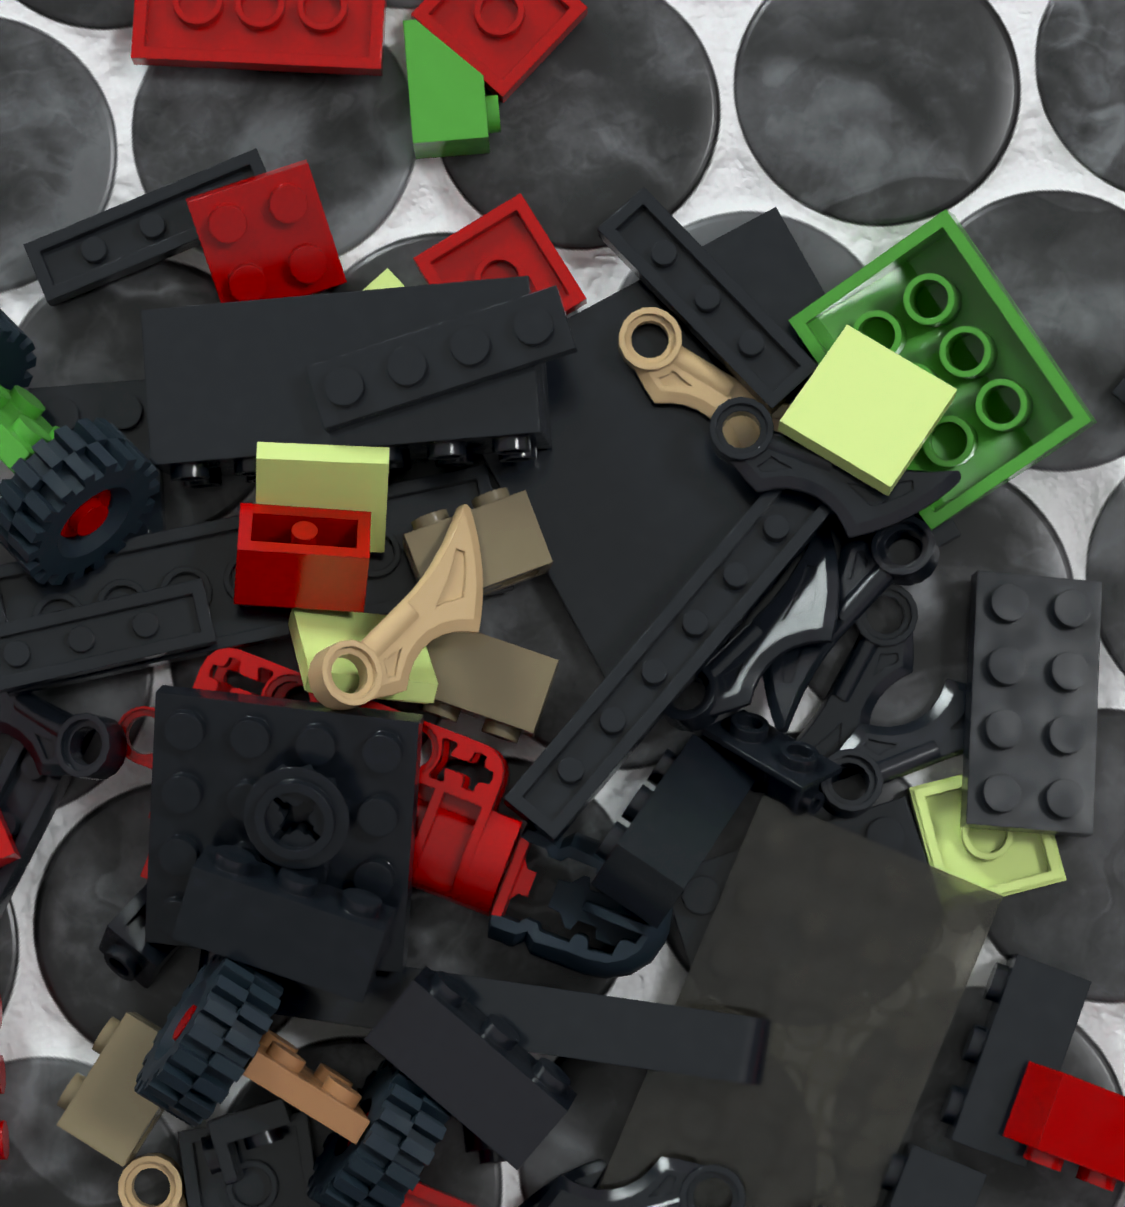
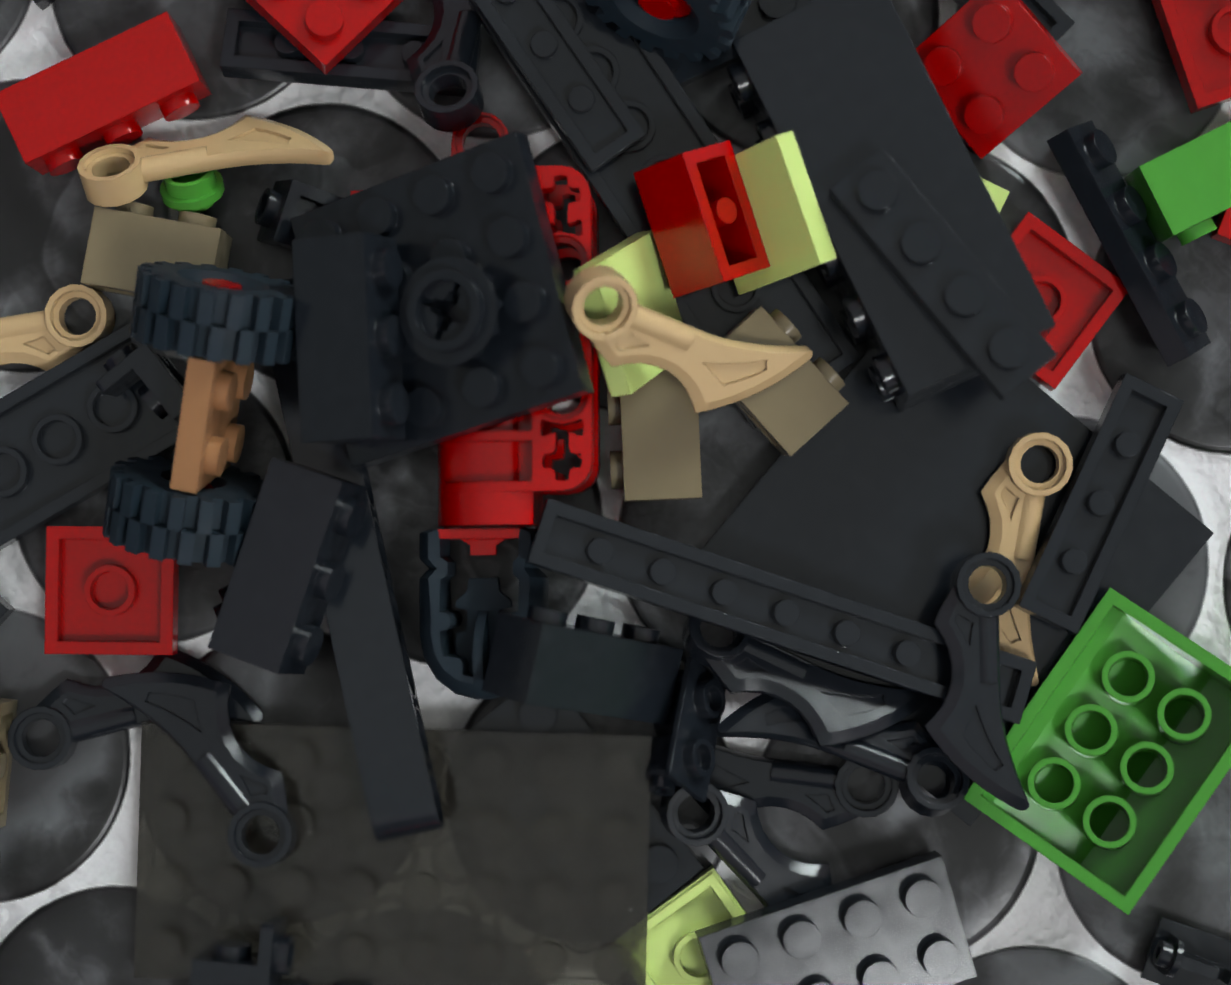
camera: 70 degrees right, 5 degrees up
(51, 967) = (122, 172): none -> tan piece
(70, 1028) = (193, 191): none -> bright green plate
(460, 179) = (1120, 224): none -> black plate
(867, 410) = (1053, 697): yellowish green tile -> none

